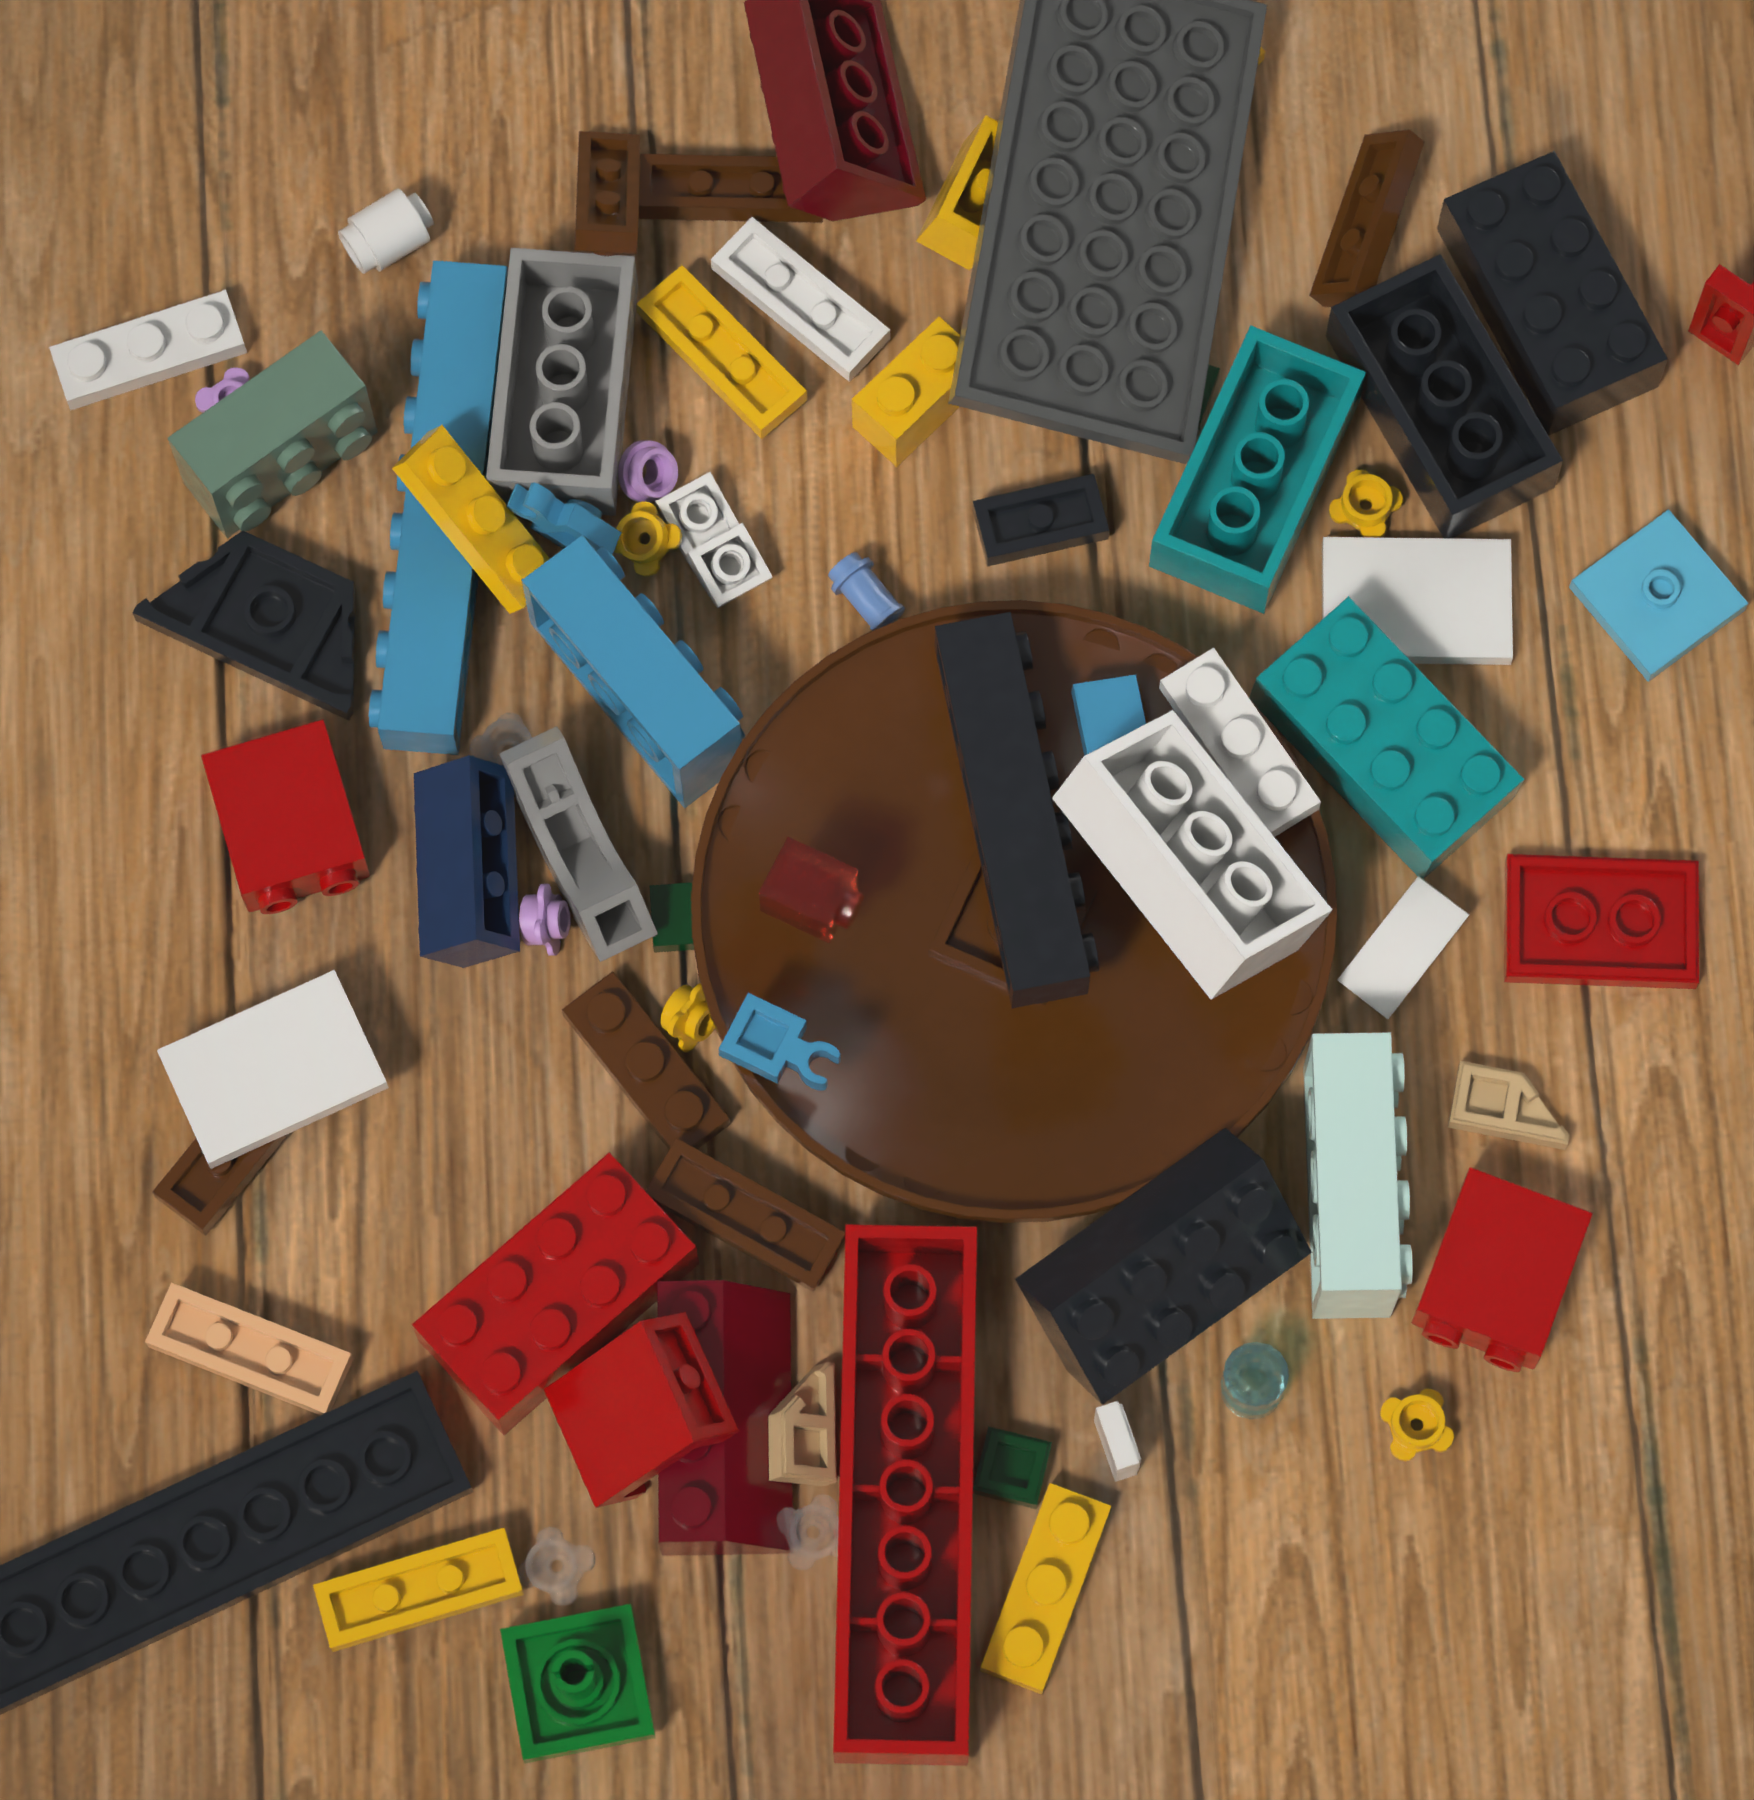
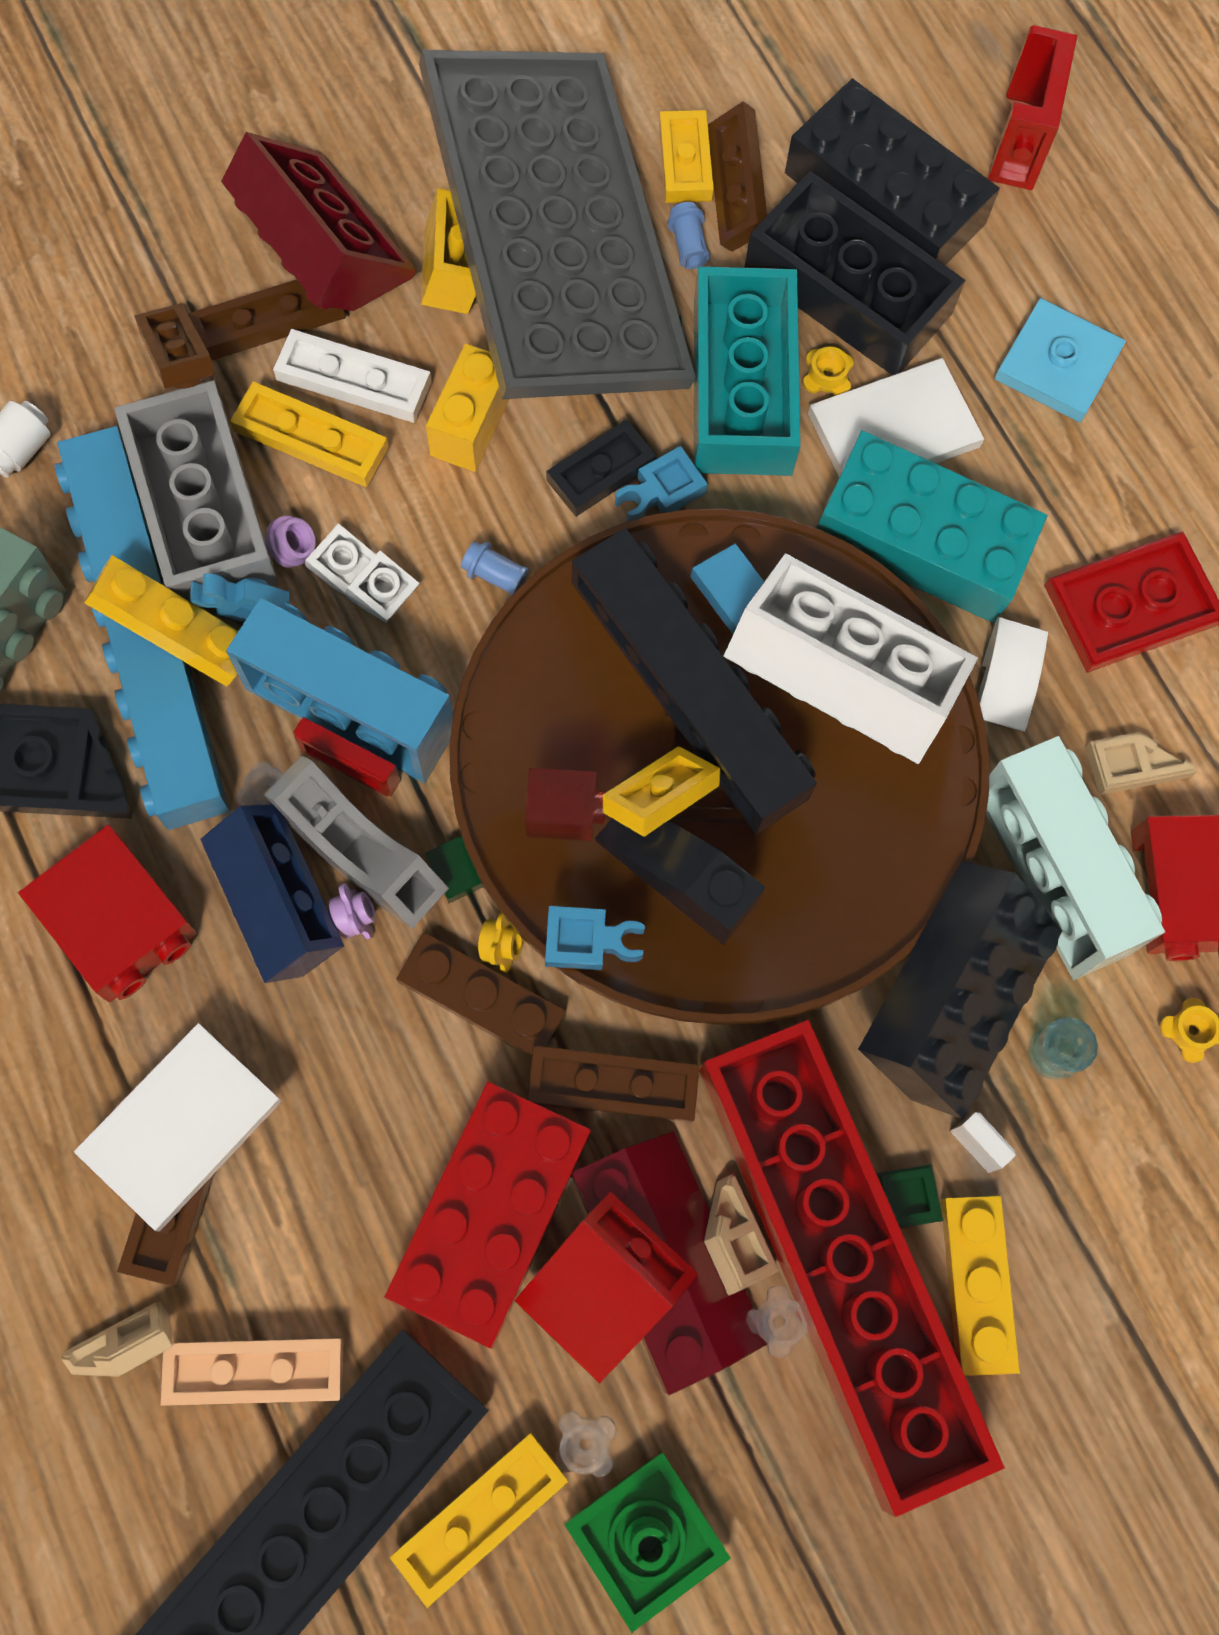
camera: 30 degrees left, 0 degrees up
(128, 1267) = (123, 1344): none -> tan tile
(608, 746) = (346, 757): none -> red tile
(662, 538) = (323, 585): yellow plate -> none
(909, 1012) = (688, 874): none -> black slope
(921, 917) = (661, 791): none -> yellow plate
(1109, 568) = (665, 483): none -> dark azure plate
(1239, 741) = (834, 556): white plate -> none
(1276, 269) = (686, 224): none -> medium blue pin
(1317, 167) = (685, 156): none -> yellow plate

